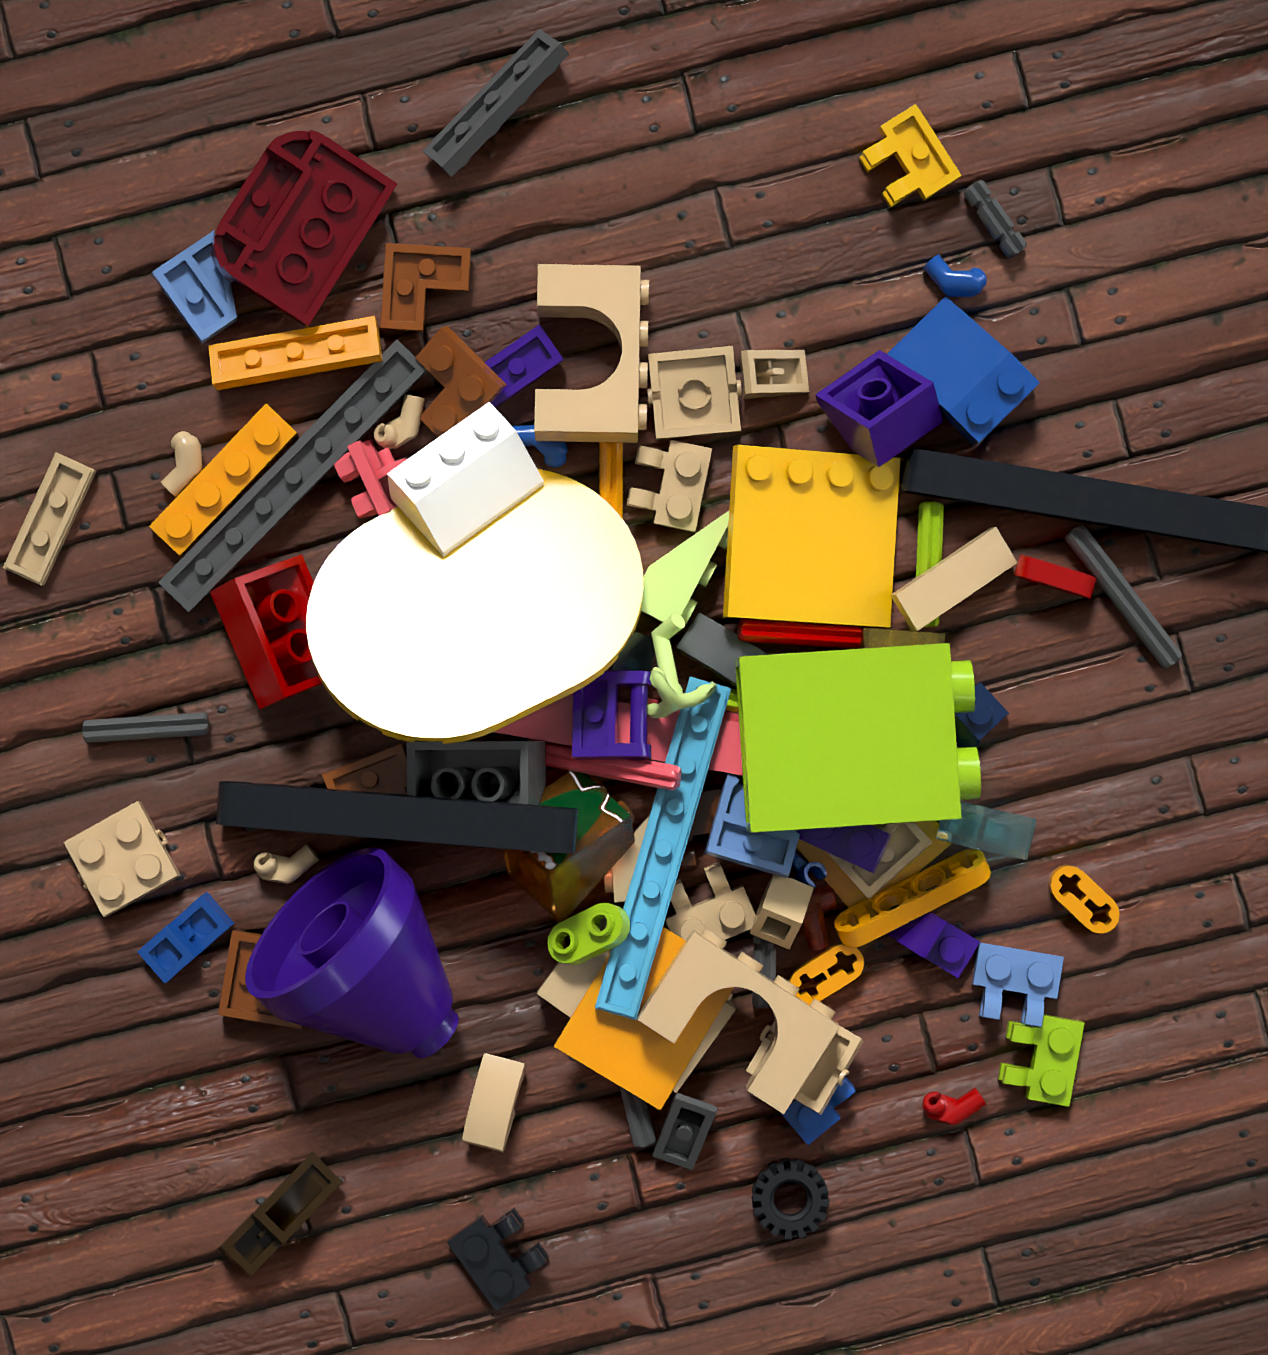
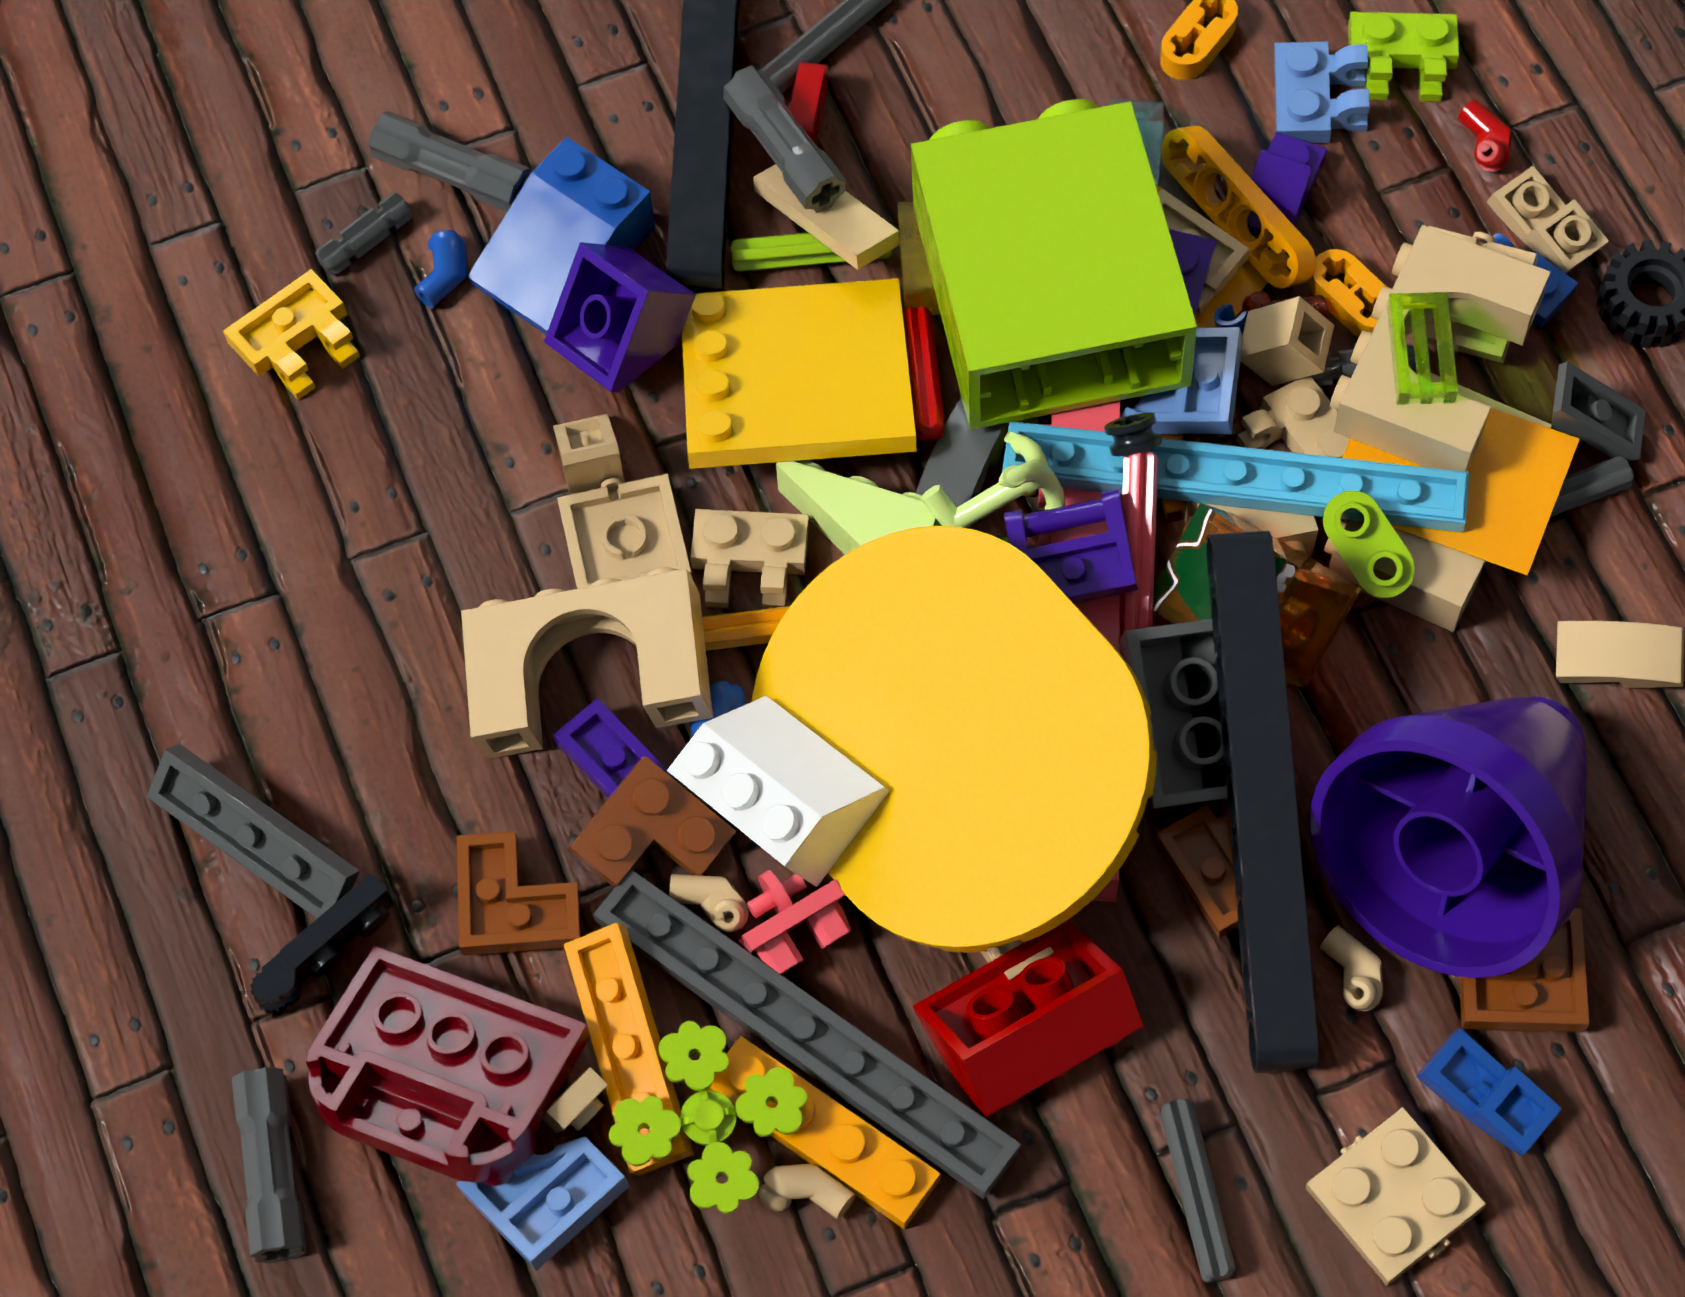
camera: 90 degrees left, 25 degrees down
(221, 101) = (272, 1208): none -> dark grey axle
(231, 401) = (708, 1117): none -> lime plant
(261, 315) = (576, 1103): none -> tan plate
(401, 145) = (320, 944): none -> black hinge
(690, 996) = (1424, 388): none -> clear neon green tile
(693, 775) = (1132, 434): none -> black bush
(869, 1135) = (1545, 223): none -> tan slope
(1040, 540) = (803, 165): none -> dark grey axle
(1048, 290) = (414, 147): none -> dark grey axle

